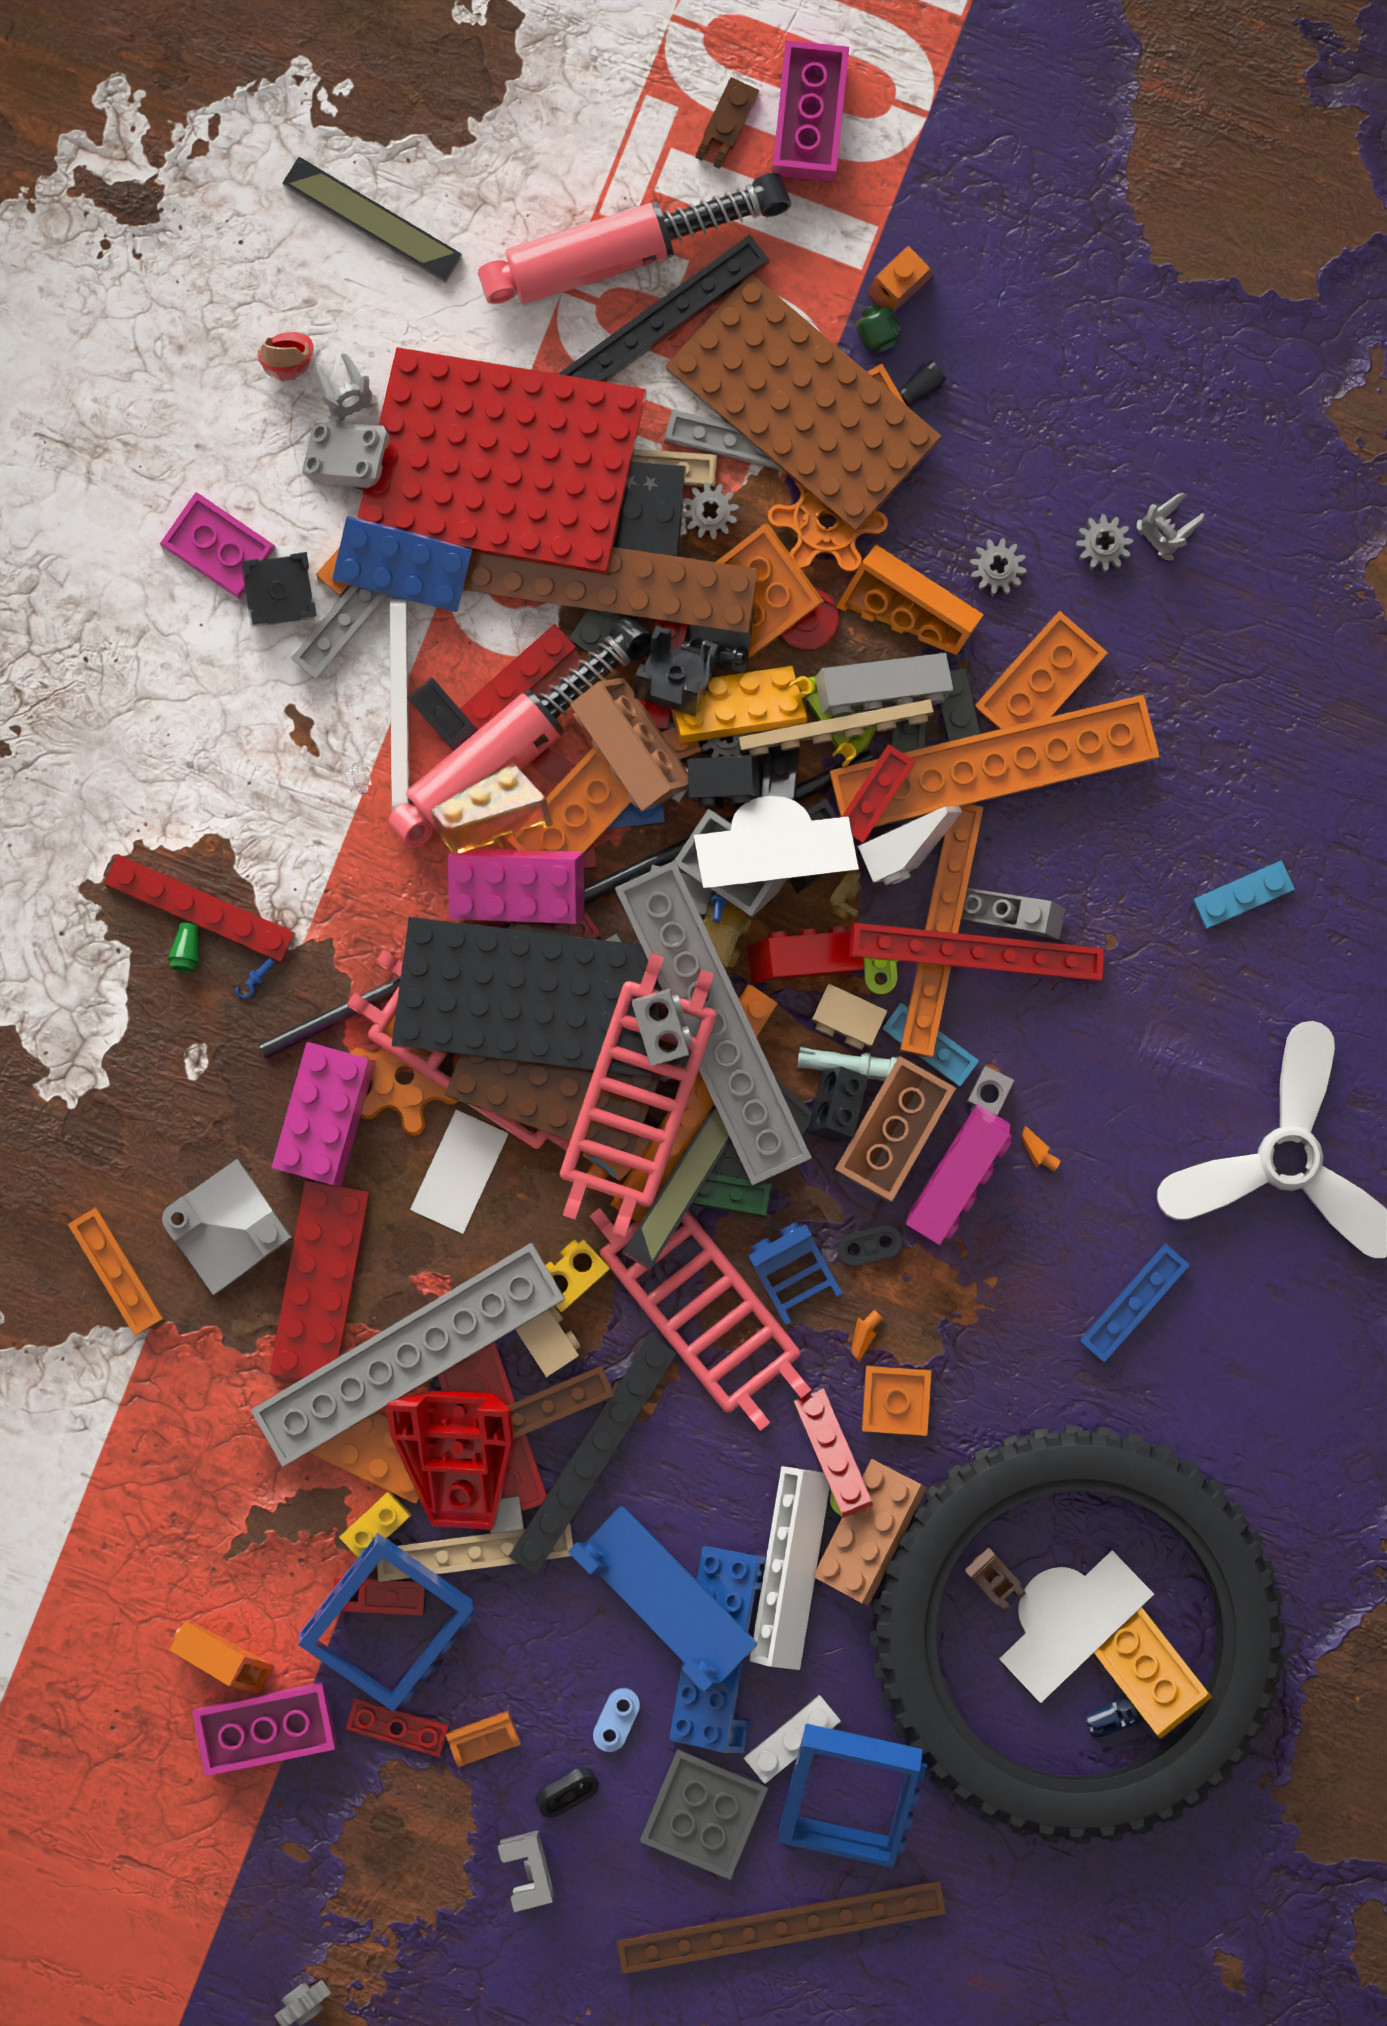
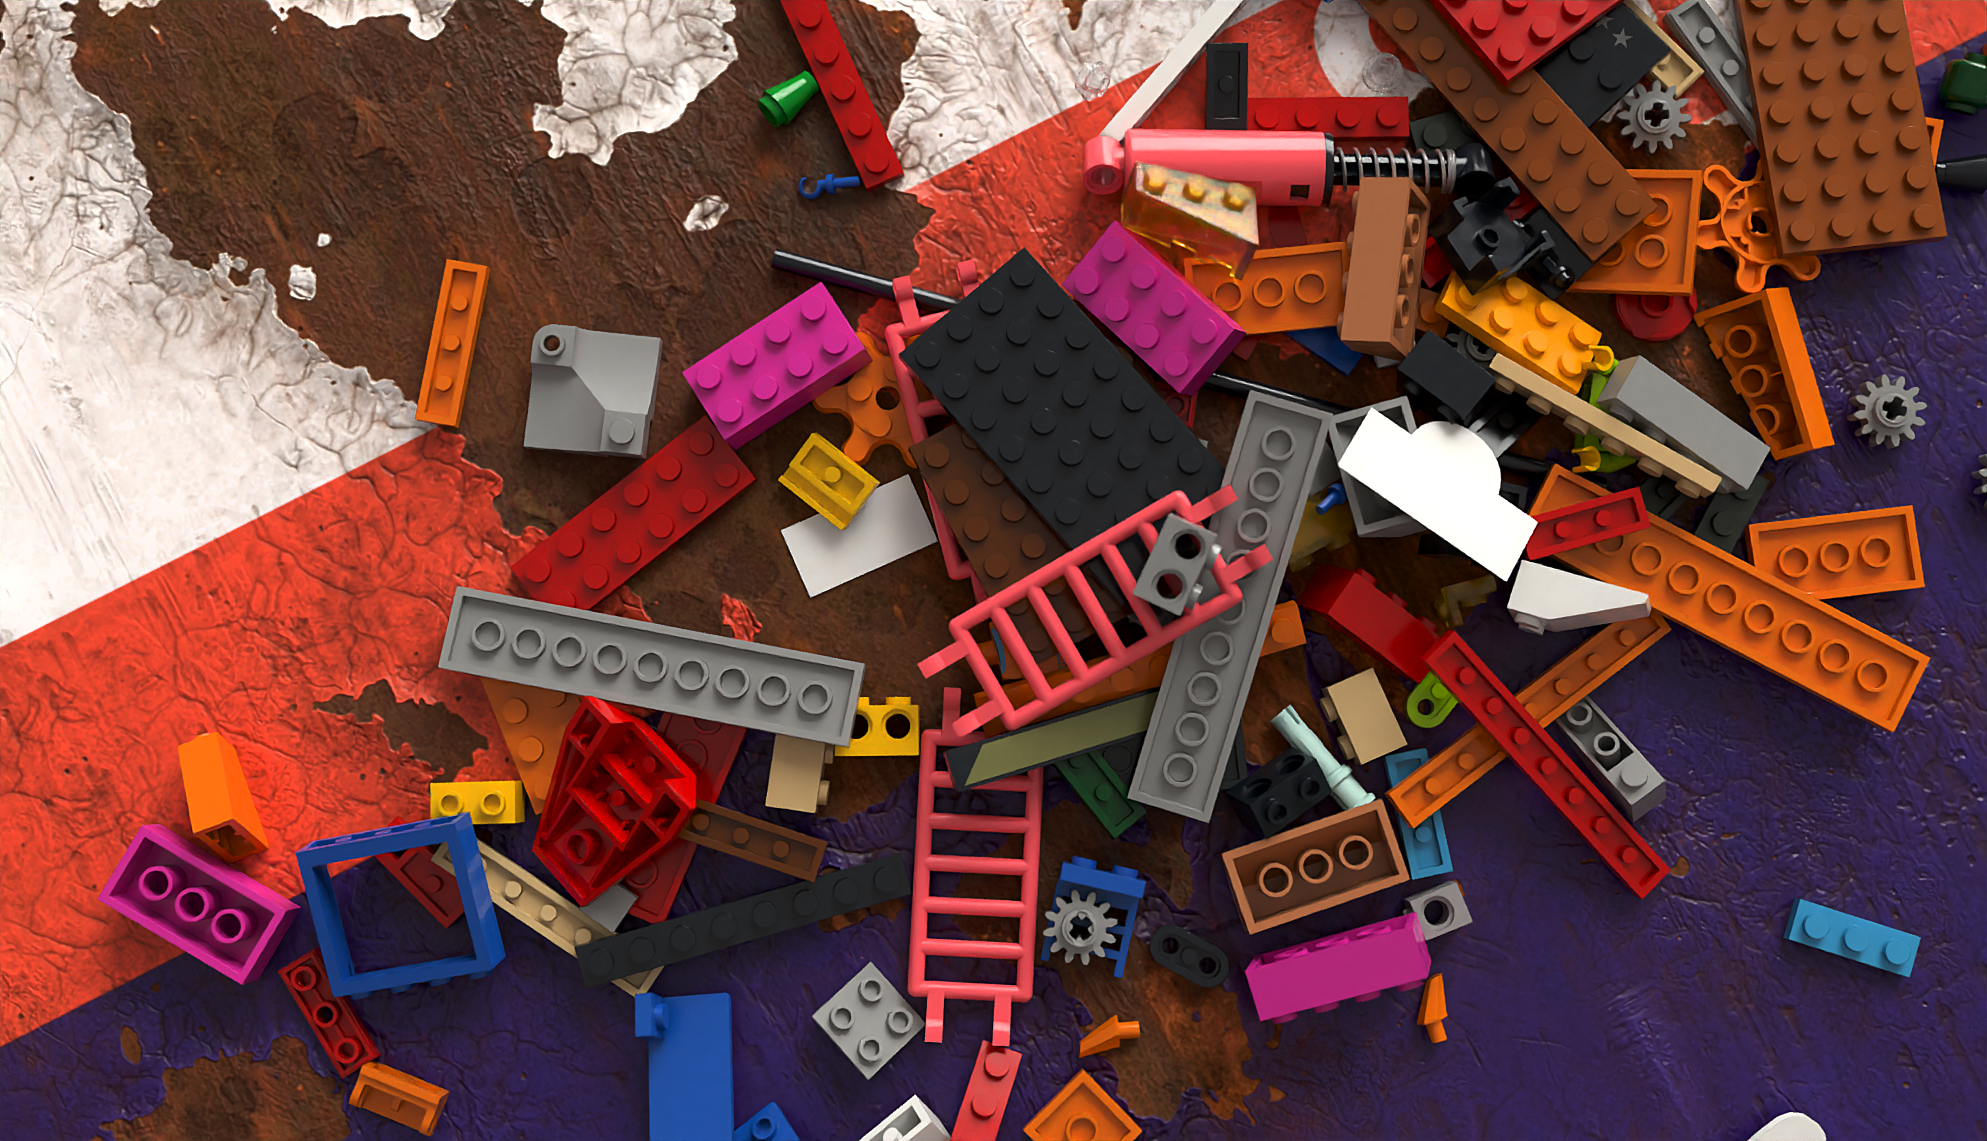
camera: 45 degrees right, 0 degrees up
(413, 1155) = (829, 481): none -> yellow plate
(717, 1448) = (868, 1020): none -> light grey hinge
(780, 1291) = (1096, 927): none -> light grey gear

